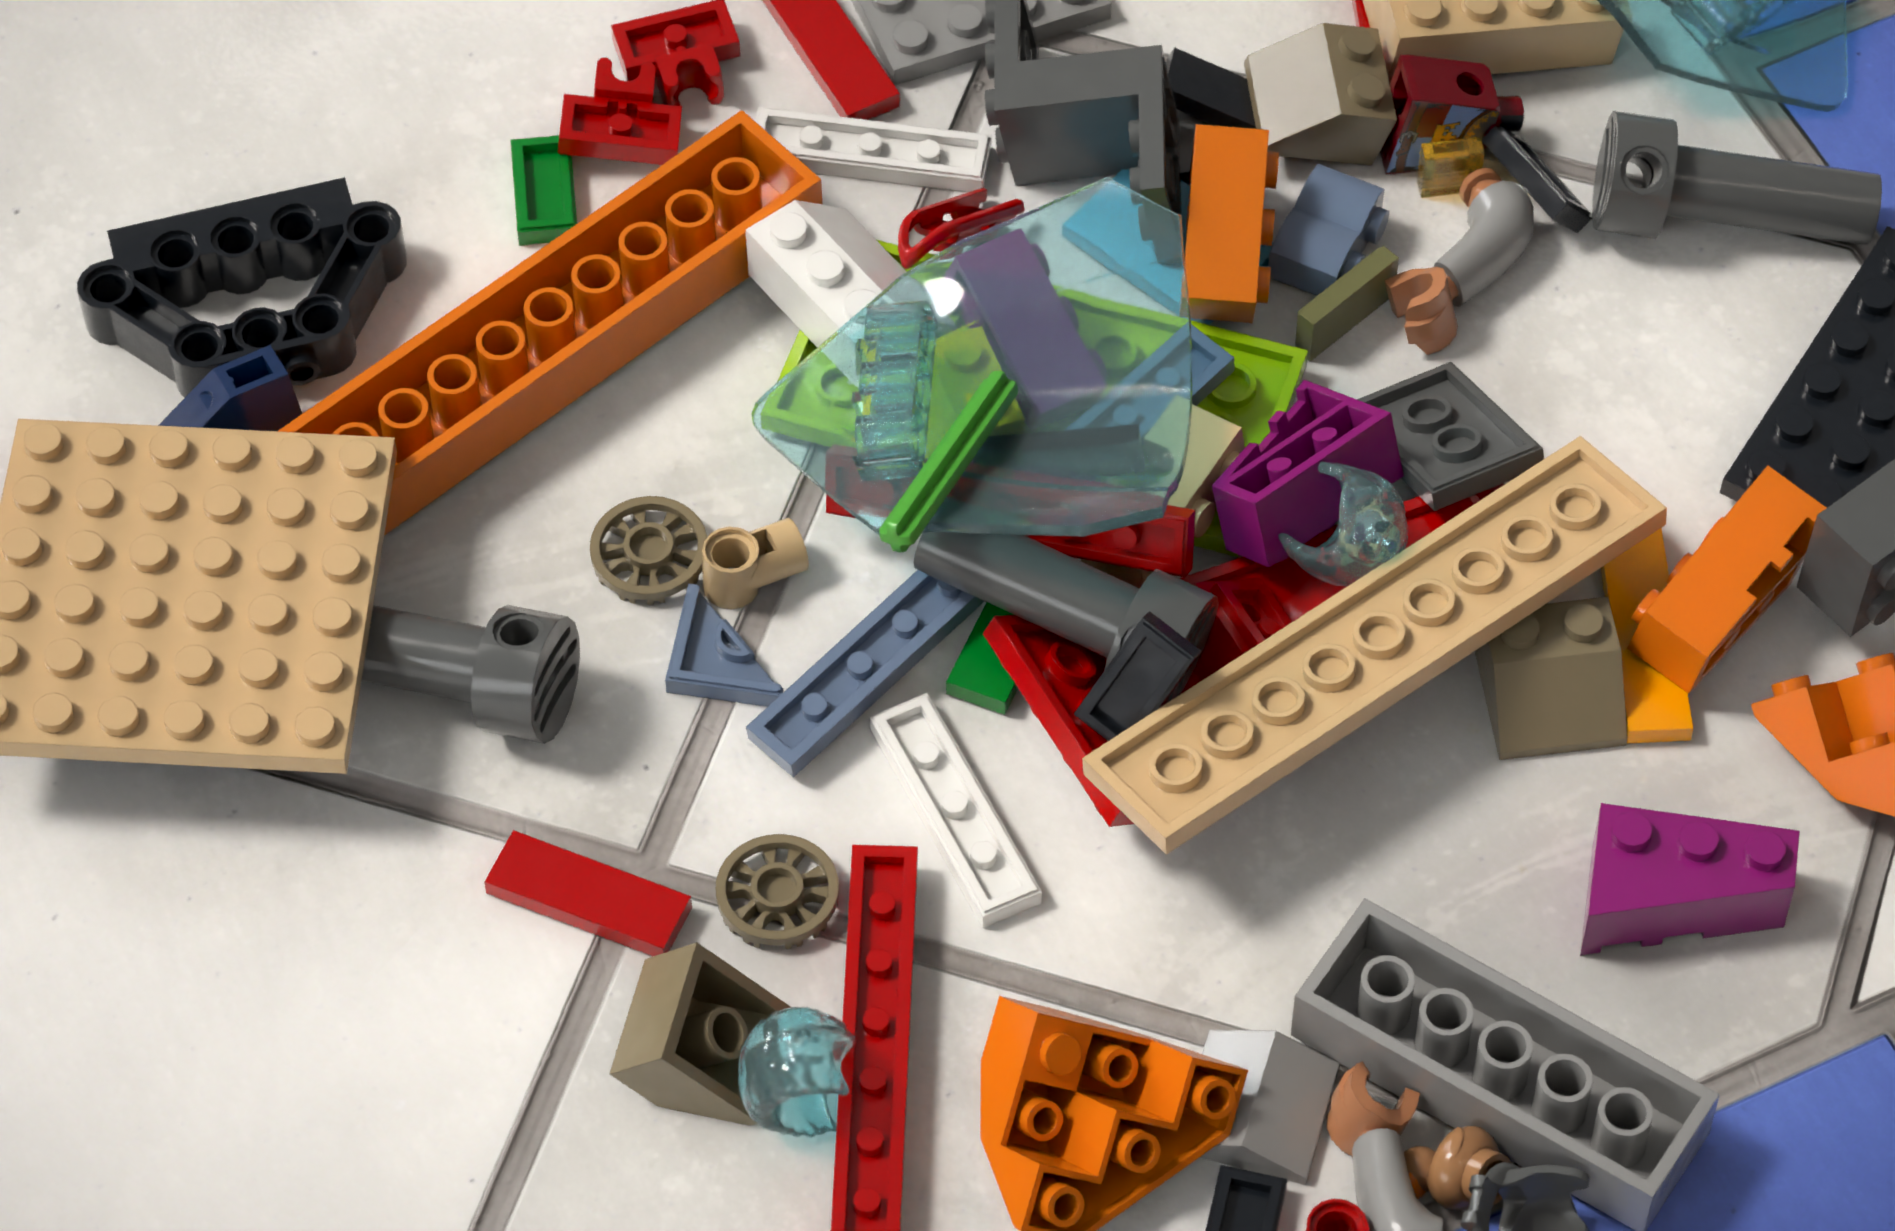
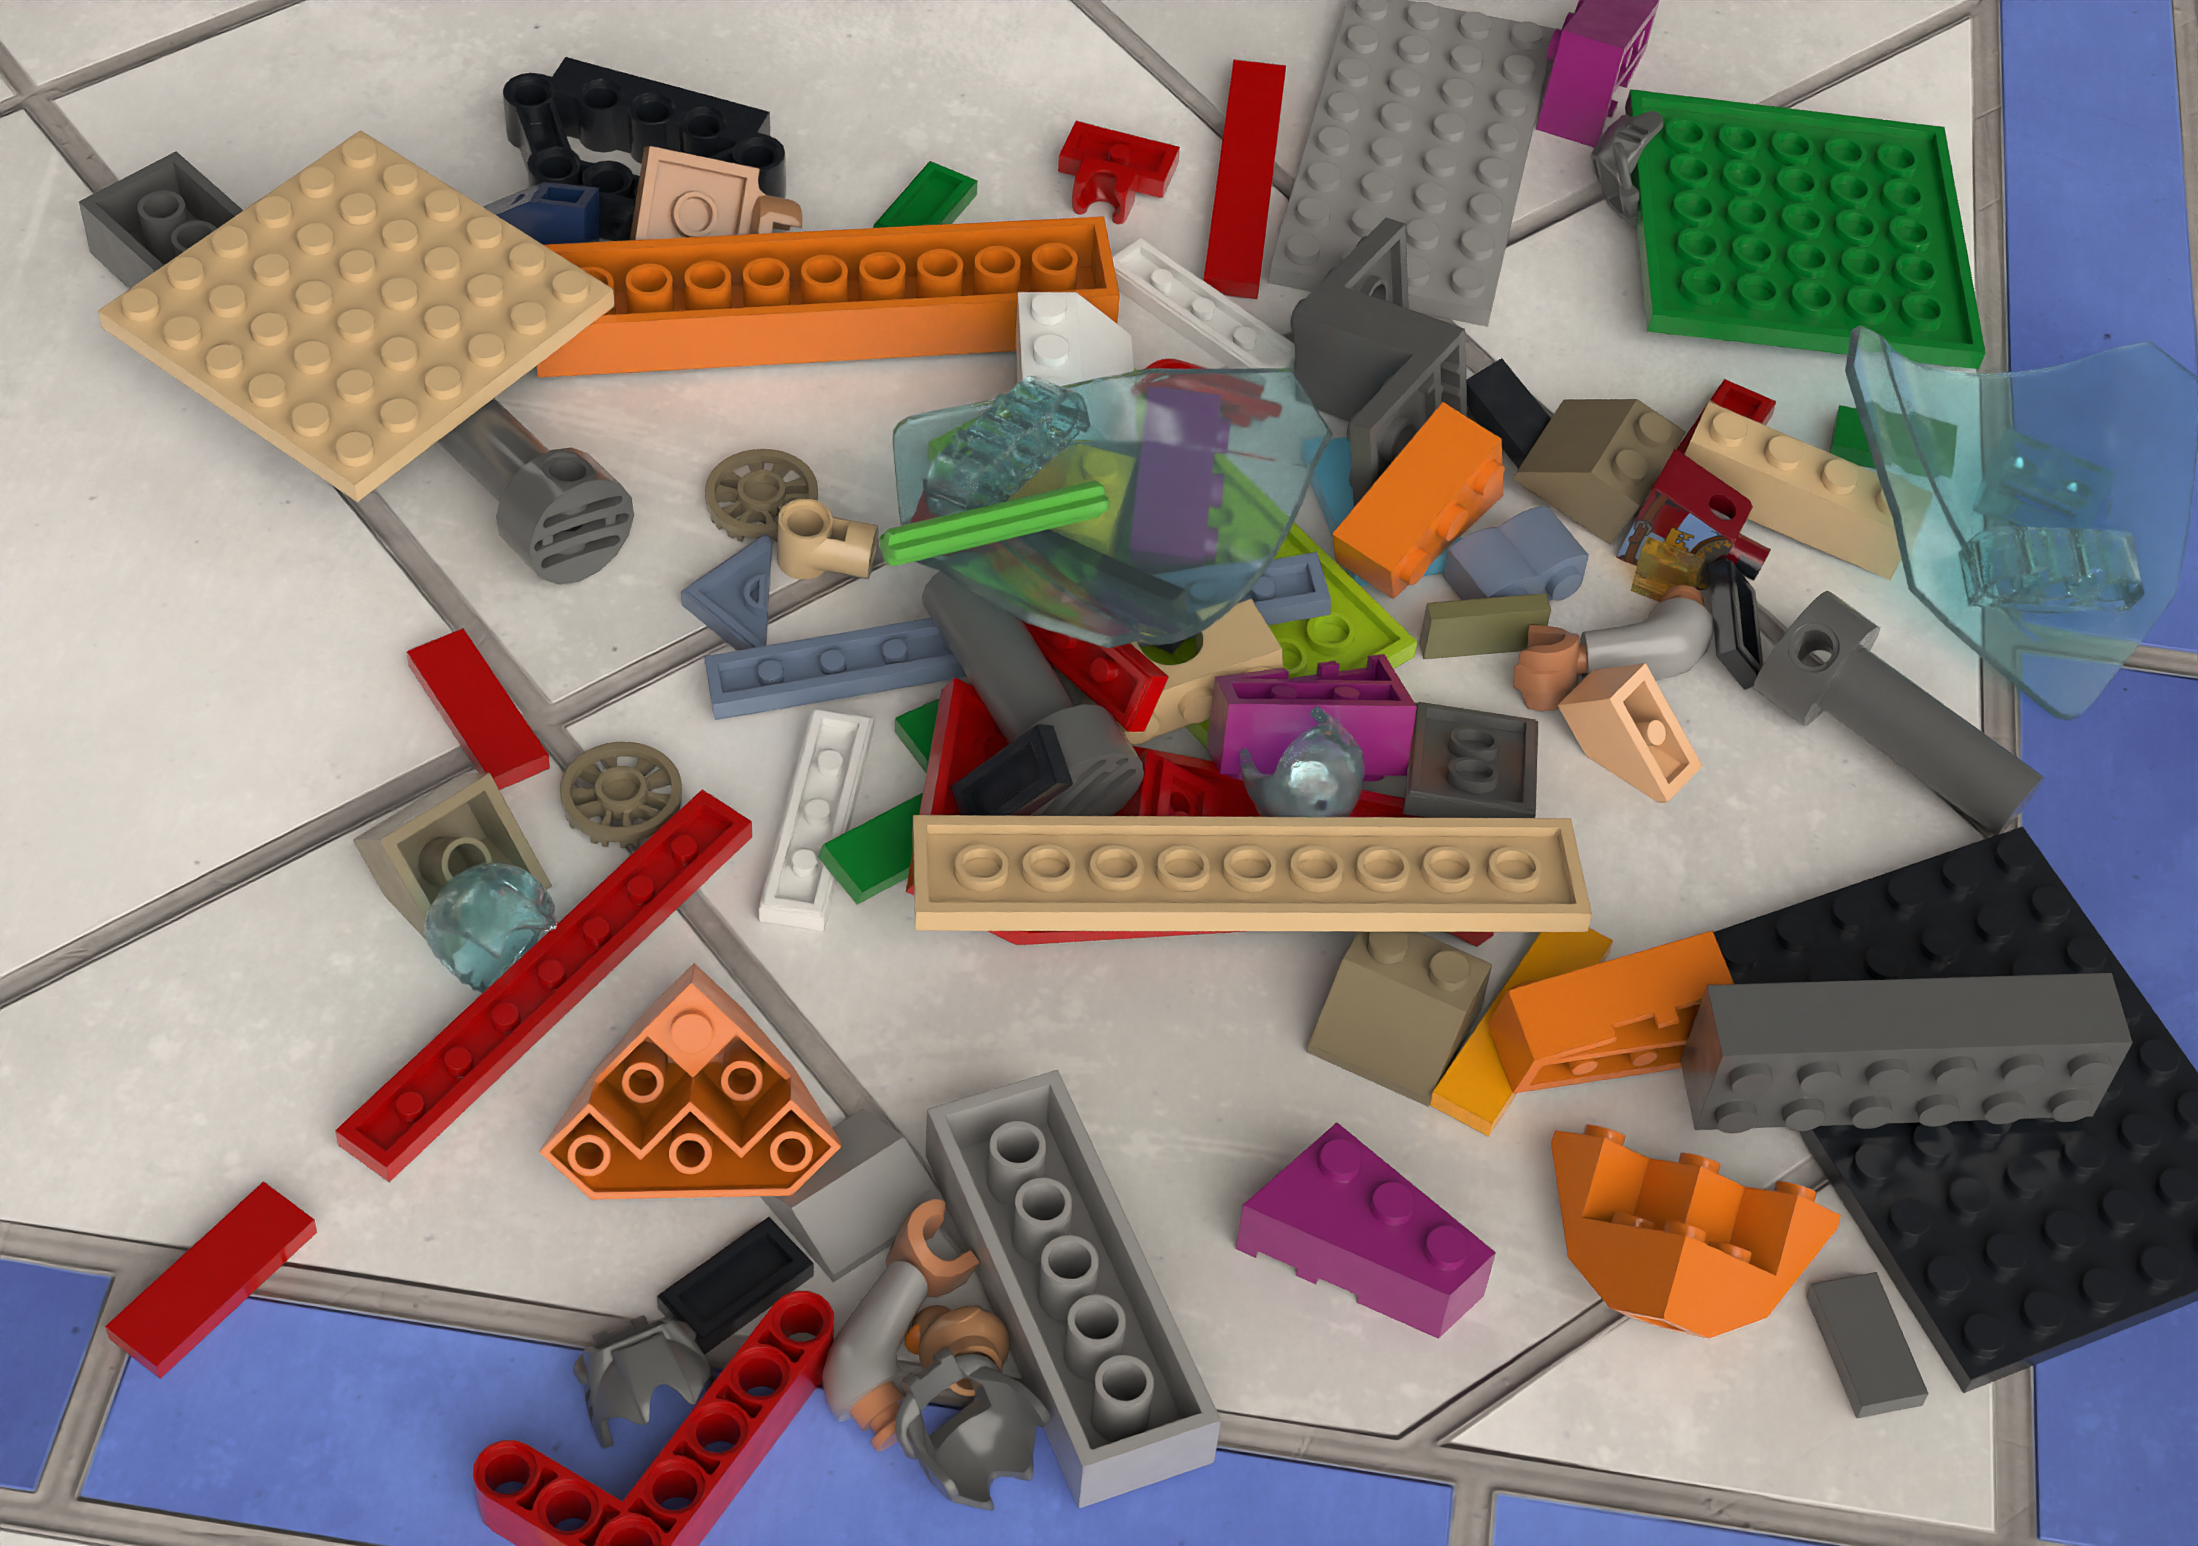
camera: 30 degrees right, 5 degrees down
(380, 305) = (704, 197): none -> plate
(620, 120) = (1020, 186): red plate -> none
(1040, 802) = (873, 853): none -> green tile
(1531, 325) = (1631, 730): none -> light nougat slope

